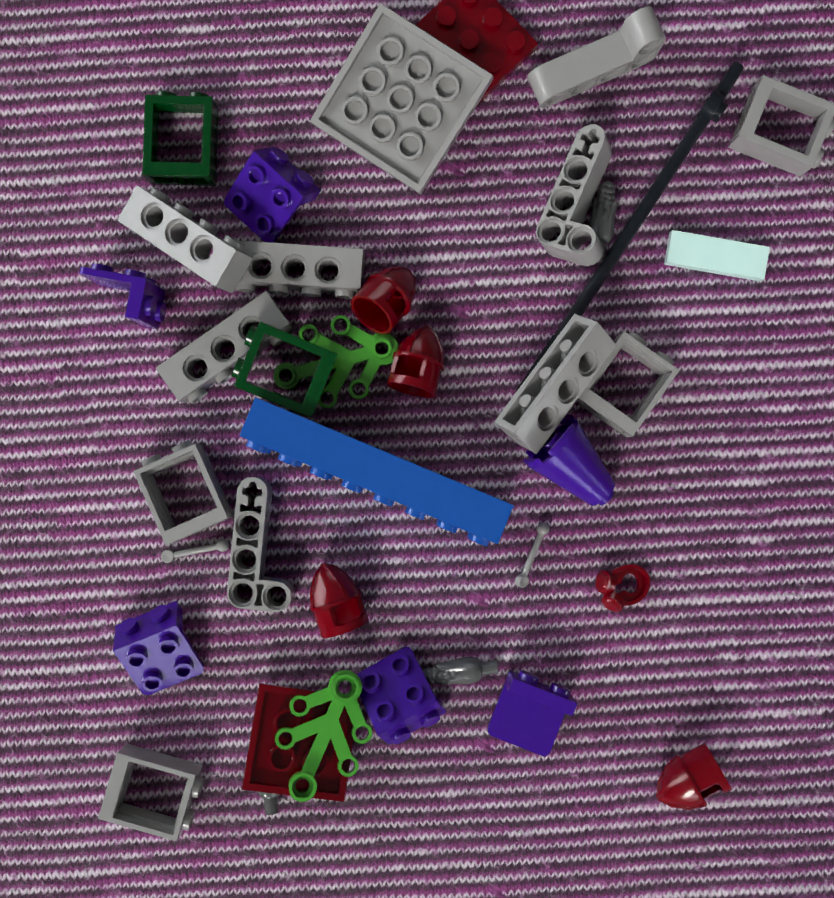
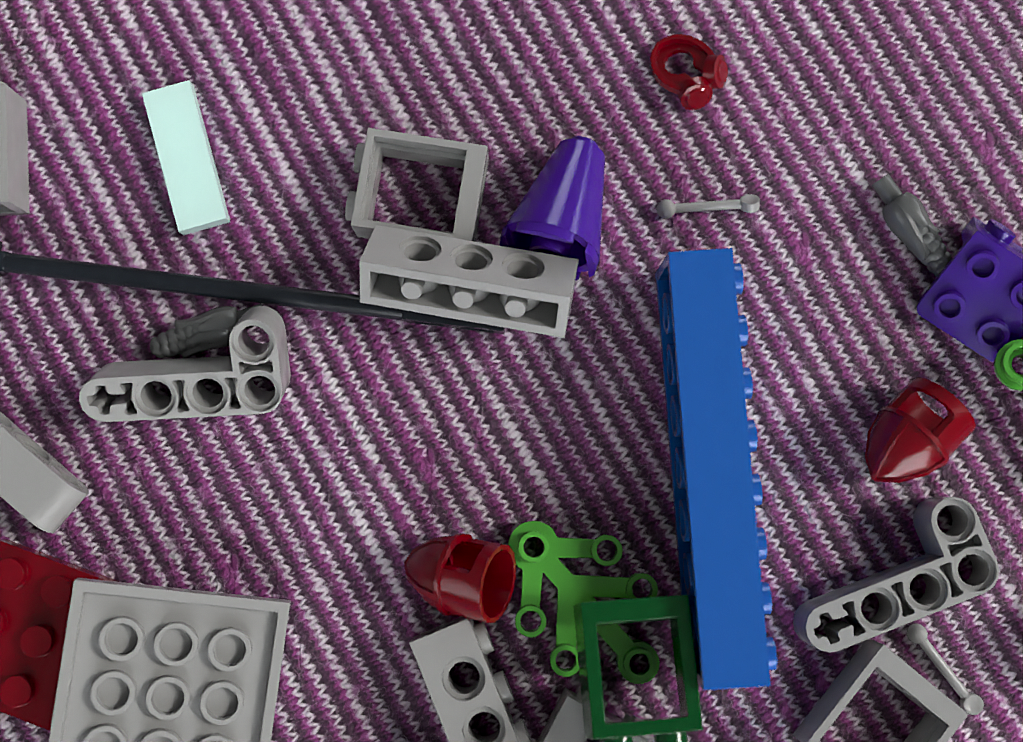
camera: 120 degrees left, 5 degrees down
(418, 364) = (530, 485): dark red helmet -> none
(530, 712) = (916, 107): dark purple bracket -> none

